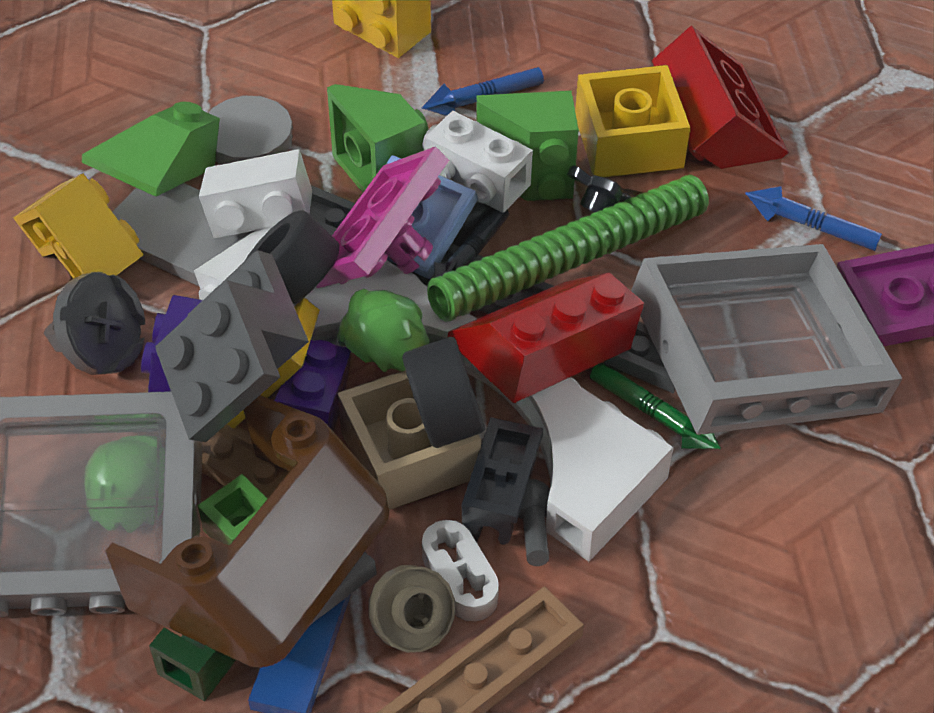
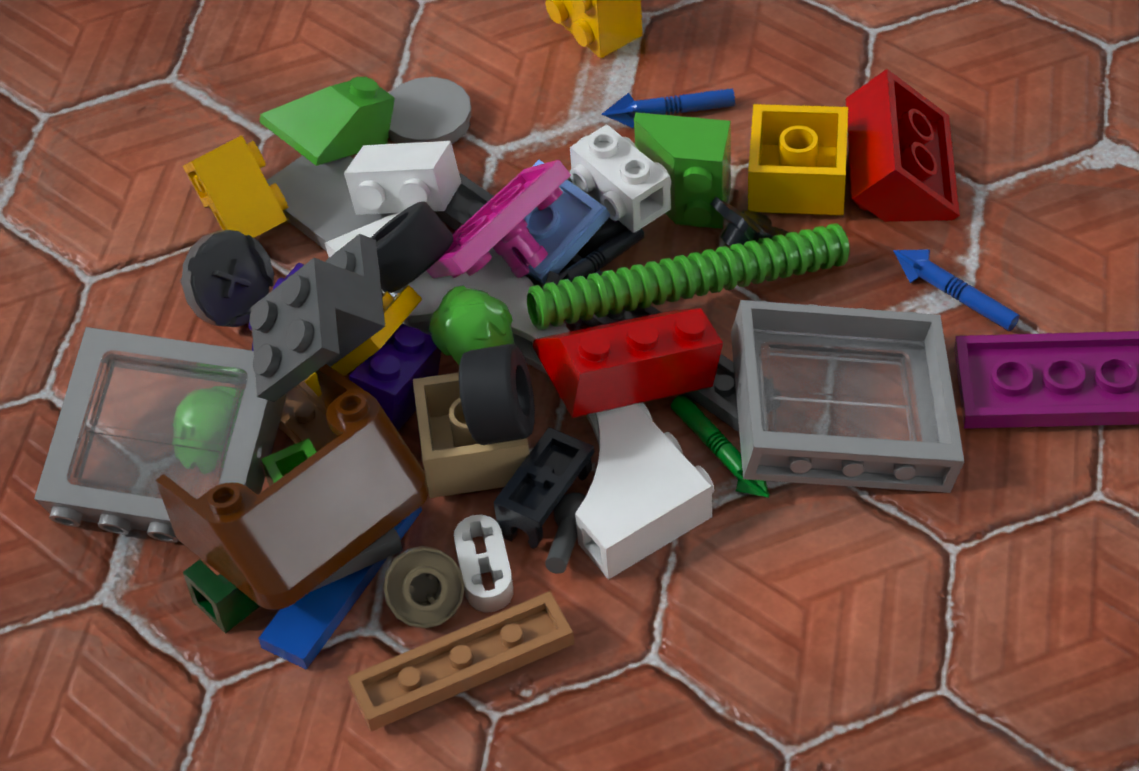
camera: 20 degrees right, 0 degrees up
(370, 129) = (534, 127): bright green slope -> none

